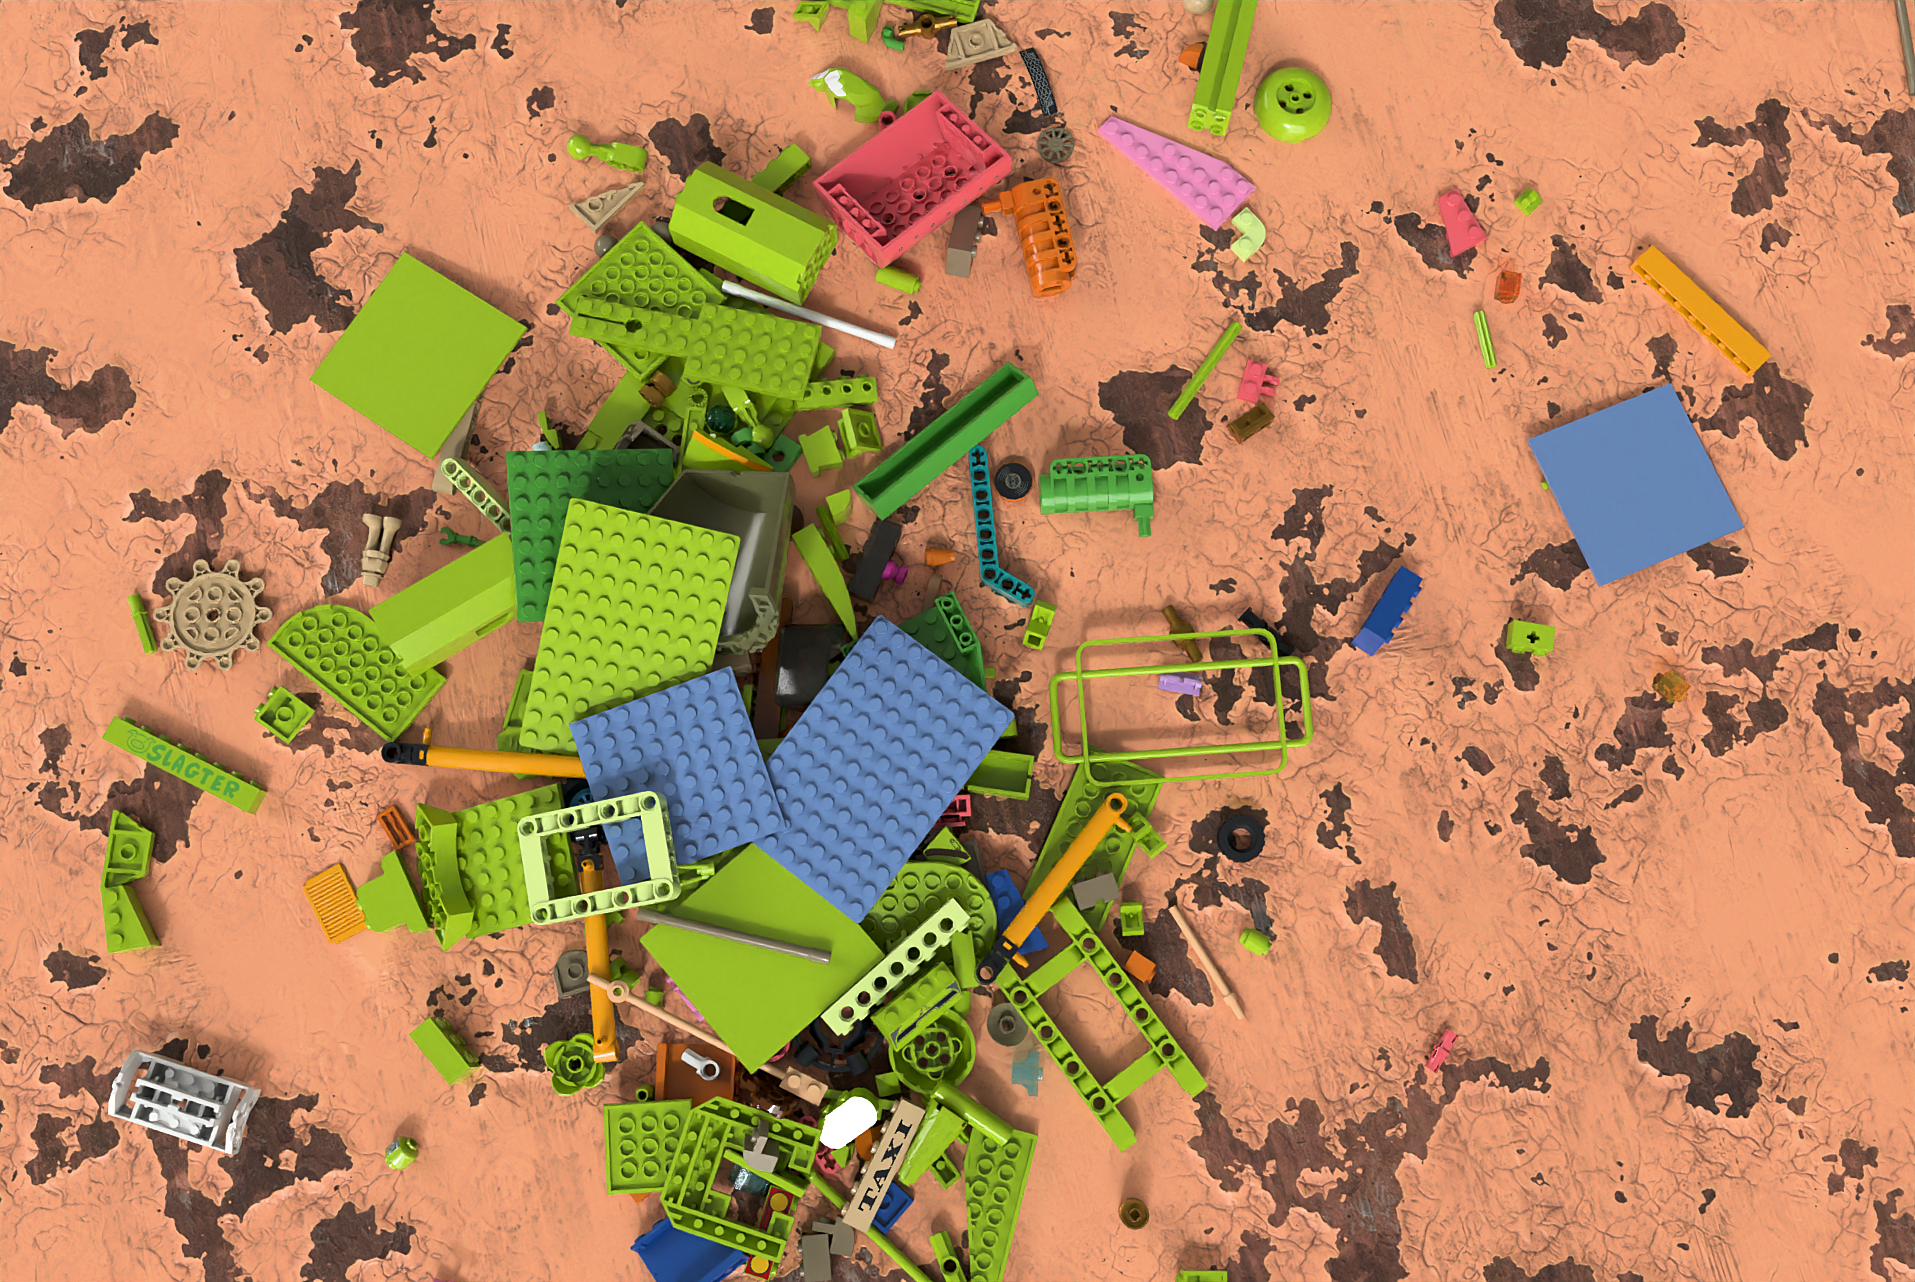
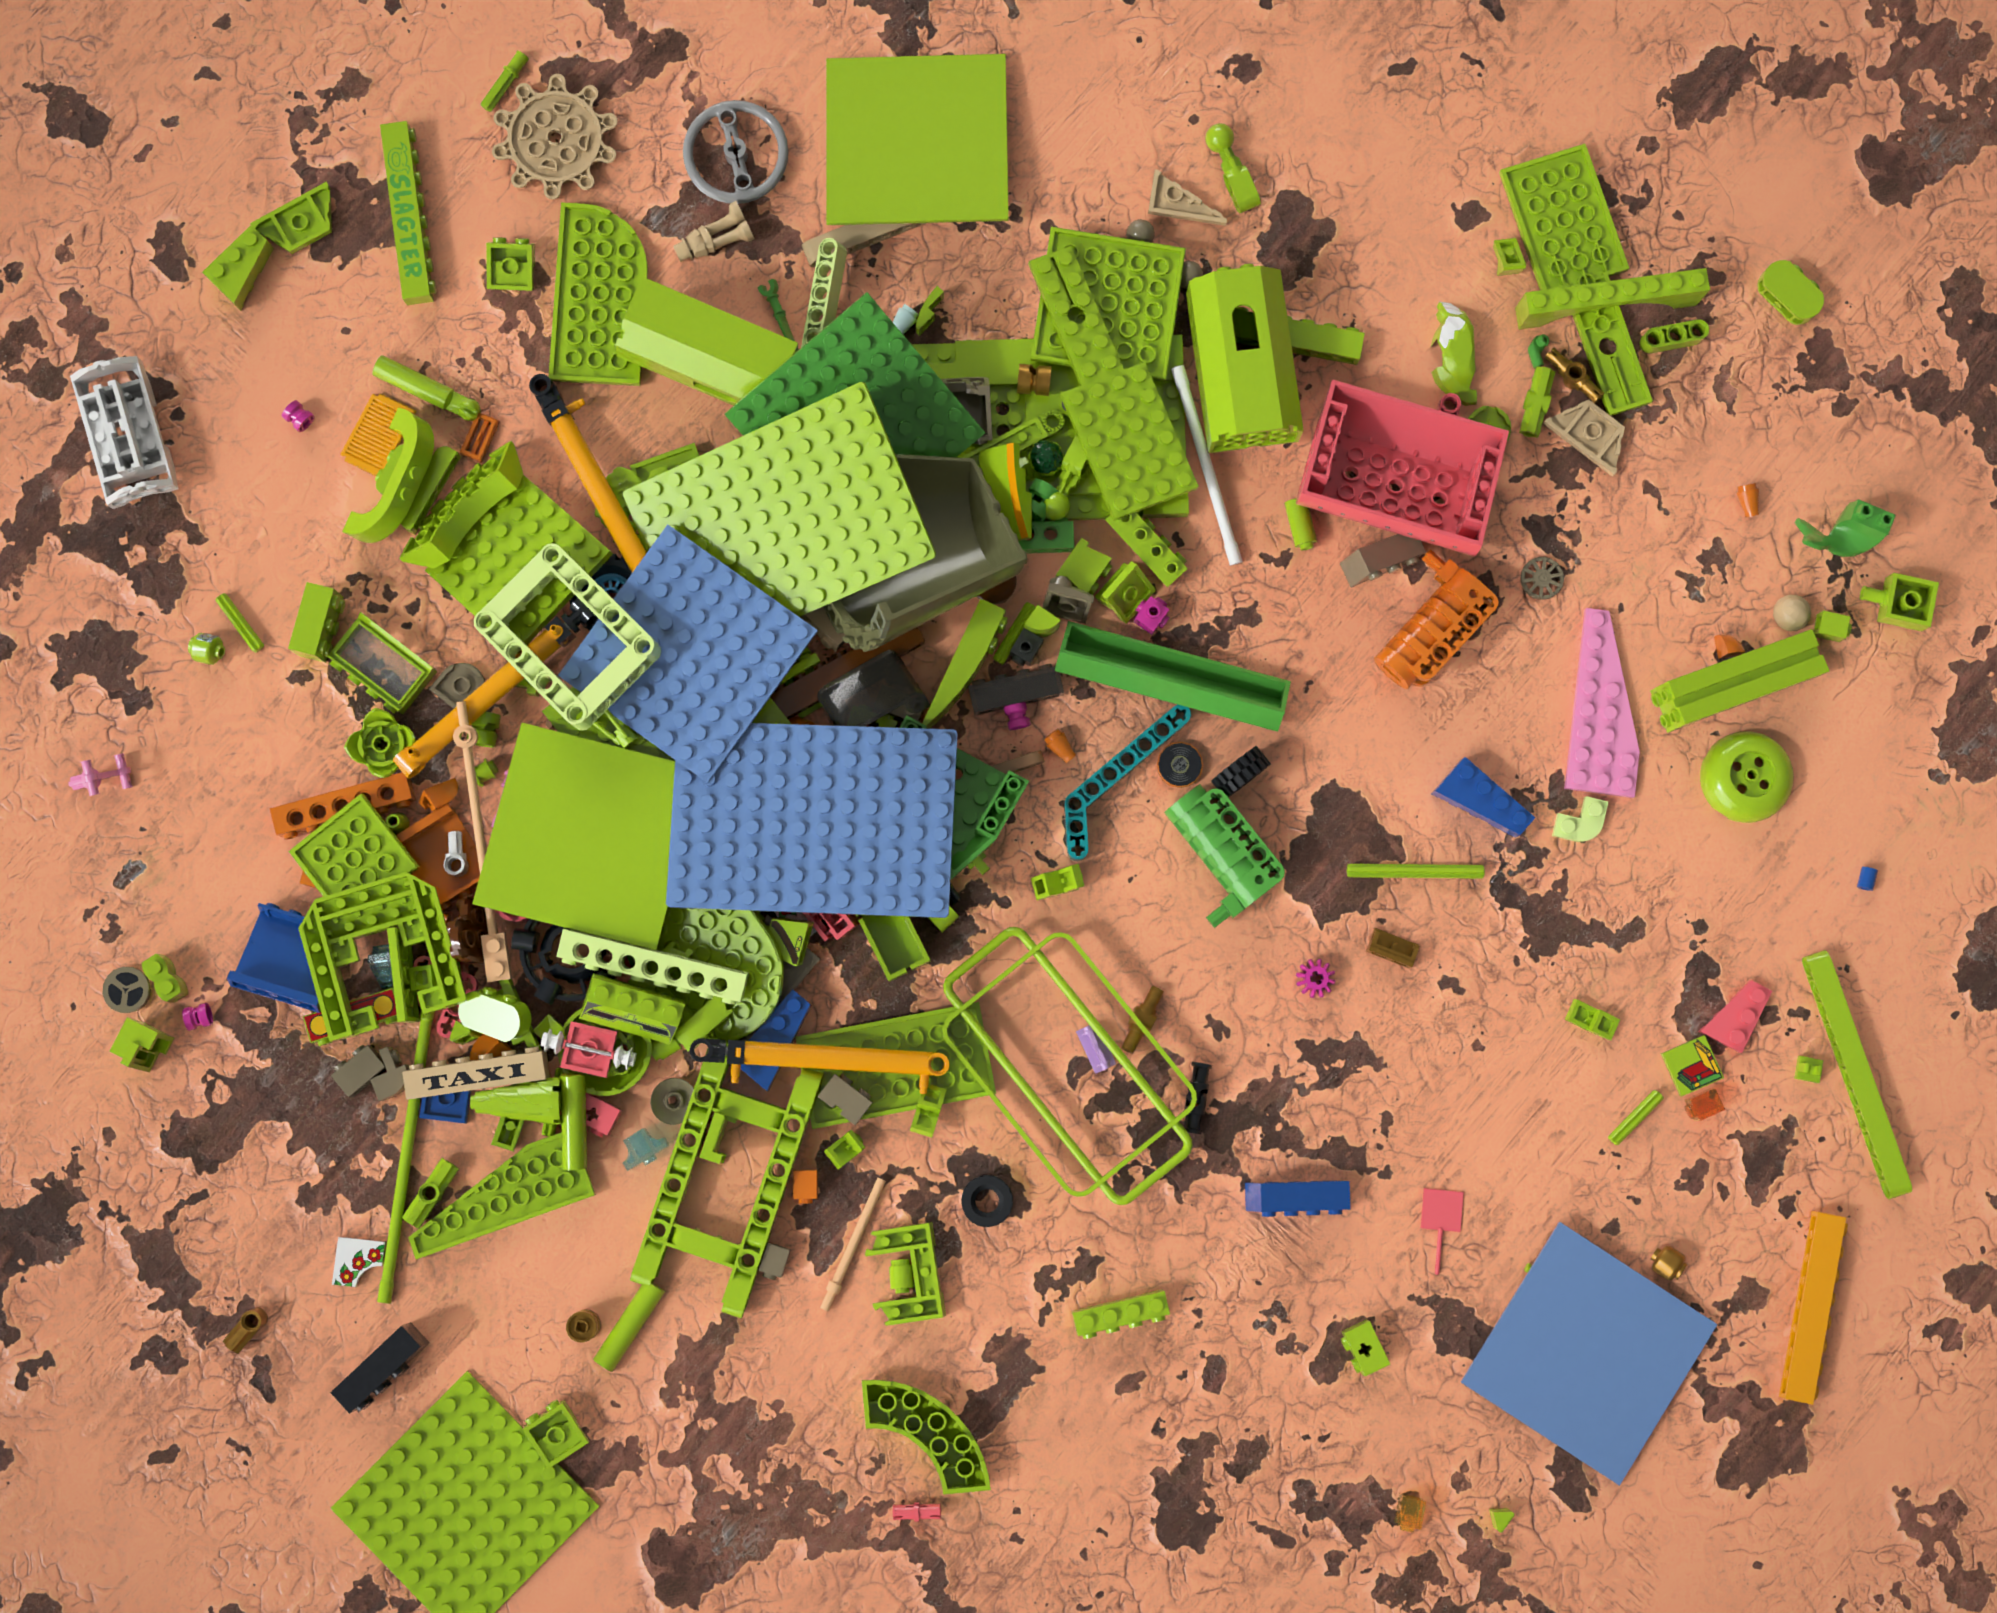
camera: 50 degrees right, 5 degrees up
(276, 955) = (298, 416): none -> dark pink wheel
(292, 473) = (729, 109): none -> light grey piece
(328, 842) = (425, 388): none -> lime piece
(389, 909) = (402, 484): none -> lime arch
(400, 1112) = (239, 622): none -> lime axle
(514, 1022) = (381, 664): none -> window
(575, 1179) = (284, 814): none -> orange brick
(647, 1046) = (439, 795): none -> orange brick
(656, 916) = (612, 883): dark tan piece -> none
(759, 1150) = (412, 957): dark tan brick -> none
(836, 477) = (1067, 601): none -> dark tan slope
(849, 531) = (1026, 648): none -> pearl dark grey brick
(890, 426) = (1146, 620): none -> dark pink brick
(925, 1061) = (588, 1049): none -> coral plate
(928, 64) = (1537, 402): none -> lime piece
(985, 1084) = (607, 1116): none -> coral brick
(1039, 81) = (1596, 518): black sticker -> none
(1050, 438) = (1241, 771): none -> black tyre
(1065, 1021) = (714, 1138): none -> lime piece
(1156, 1178) = (628, 1326): none -> lime brick
(1181, 1030) = (774, 1261): none -> dark tan brick
(1184, 288) = (1482, 798): none -> blue wedge
(1228, 488) = (1318, 970): none -> dark pink gear
(1252, 381) = (1435, 923): coral hinge -> none
(1288, 933) = (929, 1299): none -> lime wedge
(1386, 995) = (930, 1426): none -> lime brick
(1390, 796) = (1121, 1312): none -> lime brick
(1395, 322) = (1592, 1019): none -> lime slope
(1419, 74) = (1867, 878): none -> blue hinge
(1465, 518) = (1441, 1212): none -> coral piece
(1473, 277) = (1692, 1065): none -> tile
(1553, 172) = (1857, 1074): none -> lime beam
(1605, 385) = (1668, 1263): none -> pearl gold head
(1716, 625) = (1501, 1518): none -> lime slope

